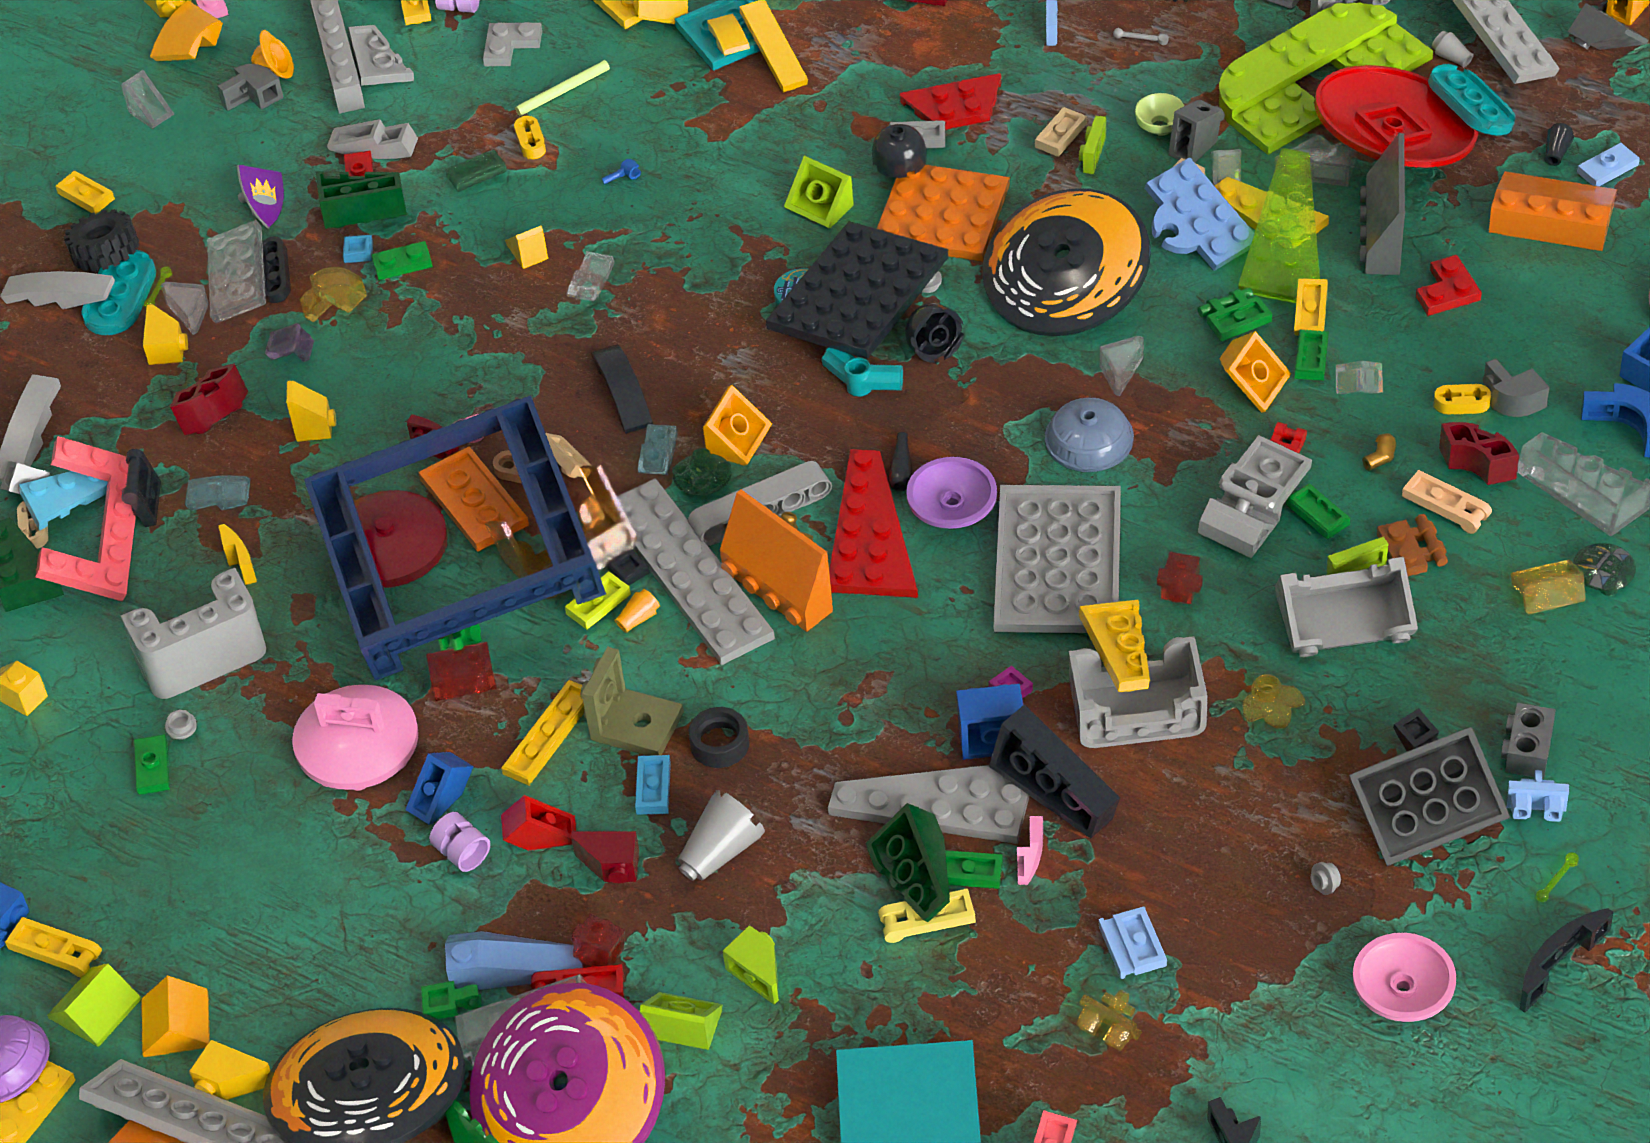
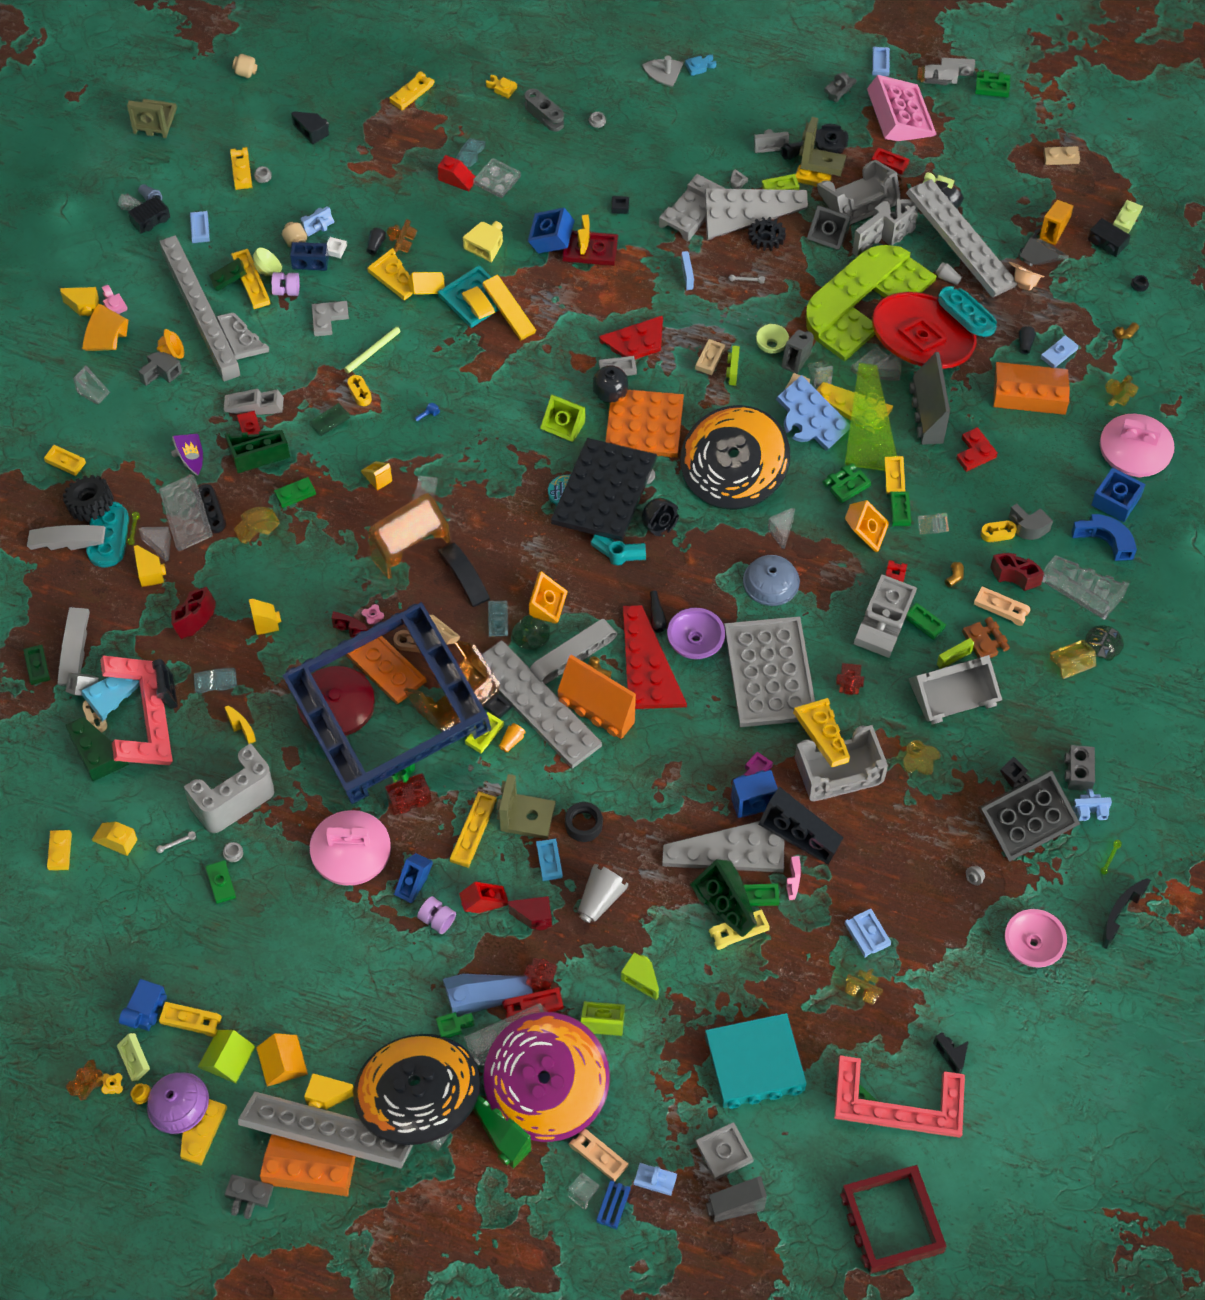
camera: 15 degrees left, 10 degrees up
(126, 698) = (191, 835): none -> light grey hinge
(290, 340) = (235, 562): clear purple bracket -> none
(357, 248) = (263, 486): dark azure tile -> none
(540, 306) = (405, 529): none -> clear orange windscreen
(1573, 61) = (1025, 278): none -> light nougat piece

